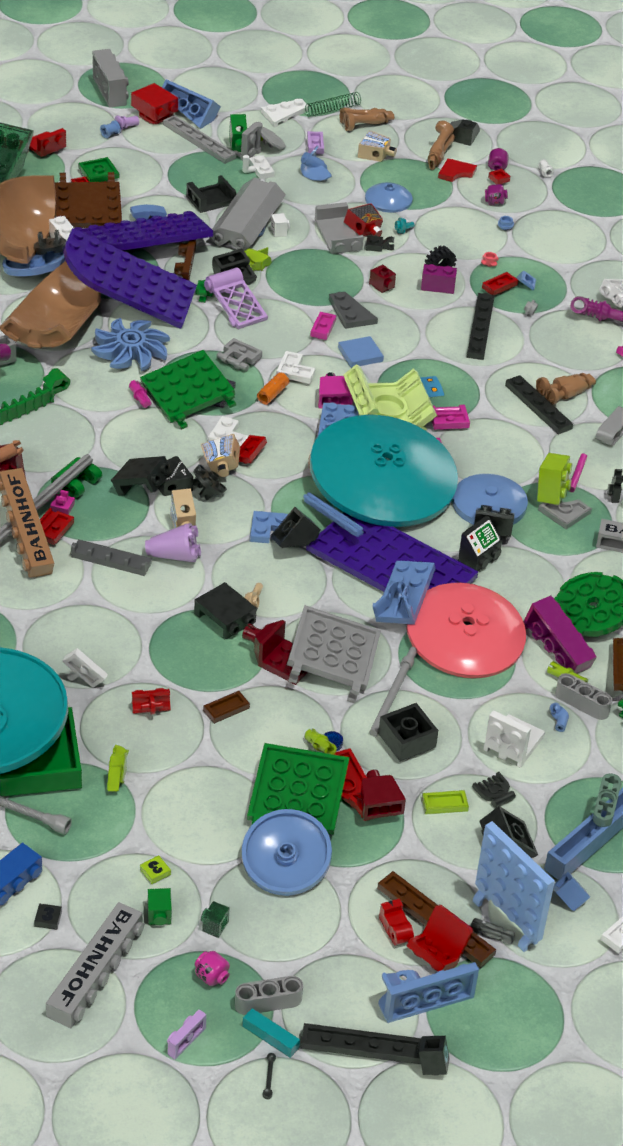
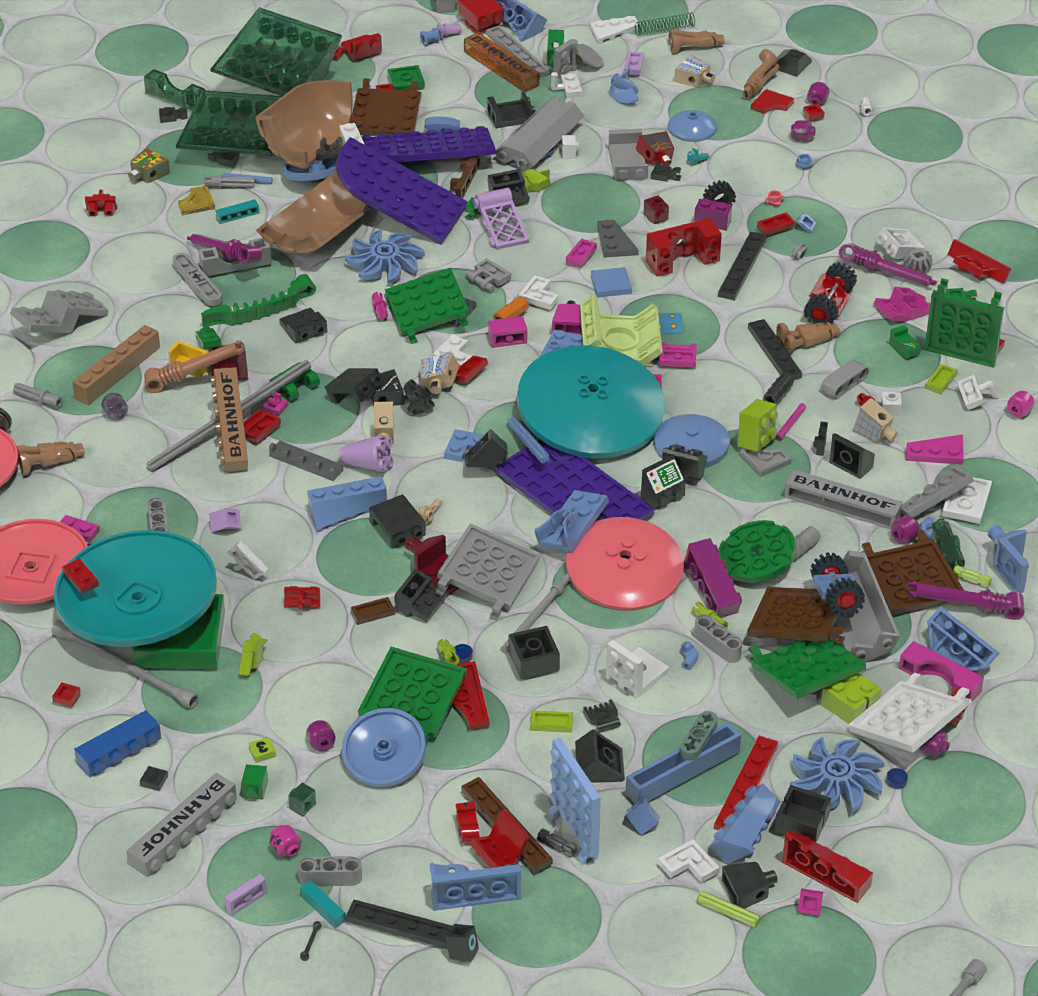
camera: 15 degrees right, 0 degrees up
(46, 627) = (225, 519): none -> lavender panel
(68, 419) = (304, 324): none -> pearl dark grey plate
(165, 595) = (344, 501): none -> medium blue wedge
(188, 149) = (501, 62): none -> clear orange brick
(214, 847) = (320, 735): none -> magenta head
(272, 687) = (418, 596): none -> pearl dark grey brick
(276, 408) = (507, 332): none -> dark pink brick
(381, 796) = (485, 707): dark red torso -> none
(434, 302) = (697, 237): none -> red plate
(557, 440) = (779, 388): none -> pearl dark grey axle
(576, 345) = (830, 294): none -> plate

